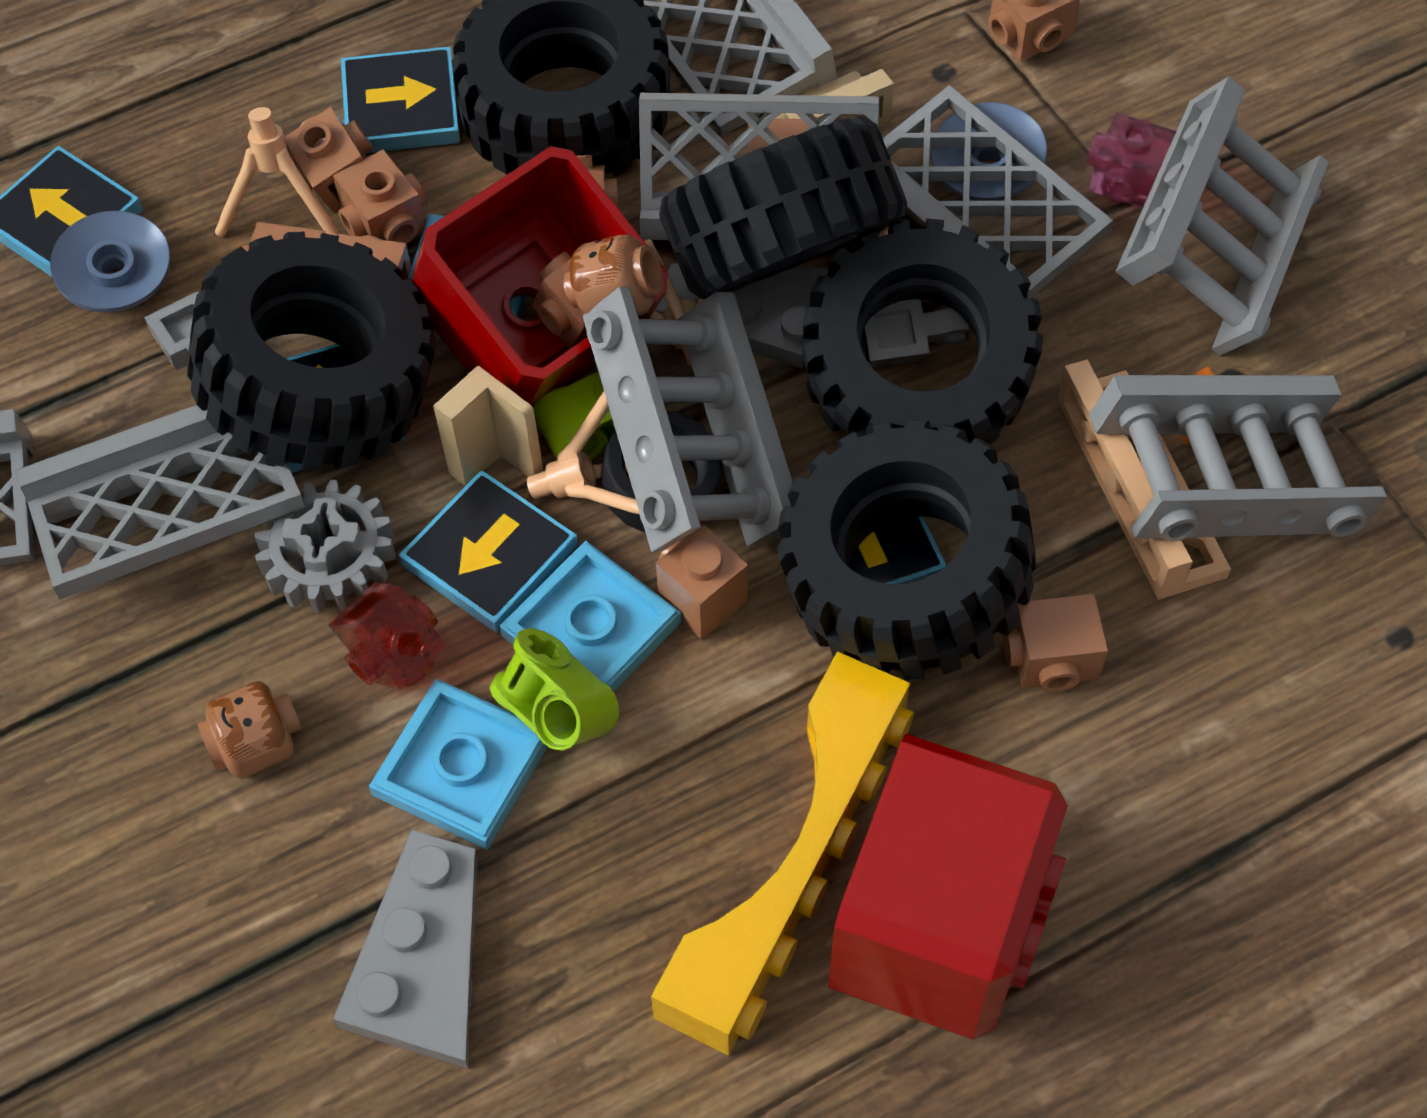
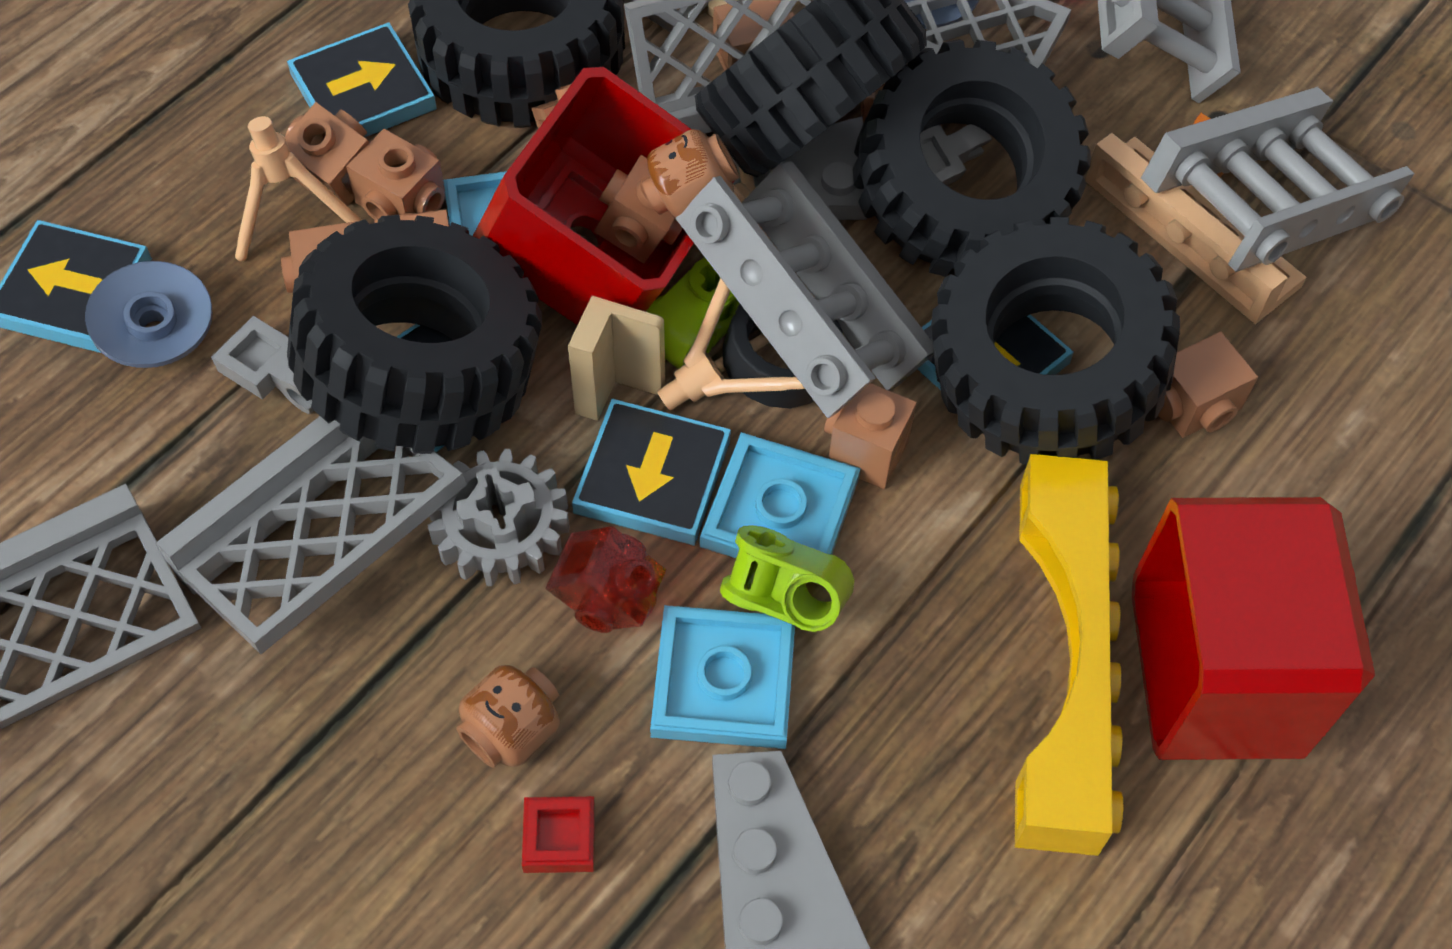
camera: 25 degrees left, 0 degrees up
(247, 852) = (558, 834): none -> red tile

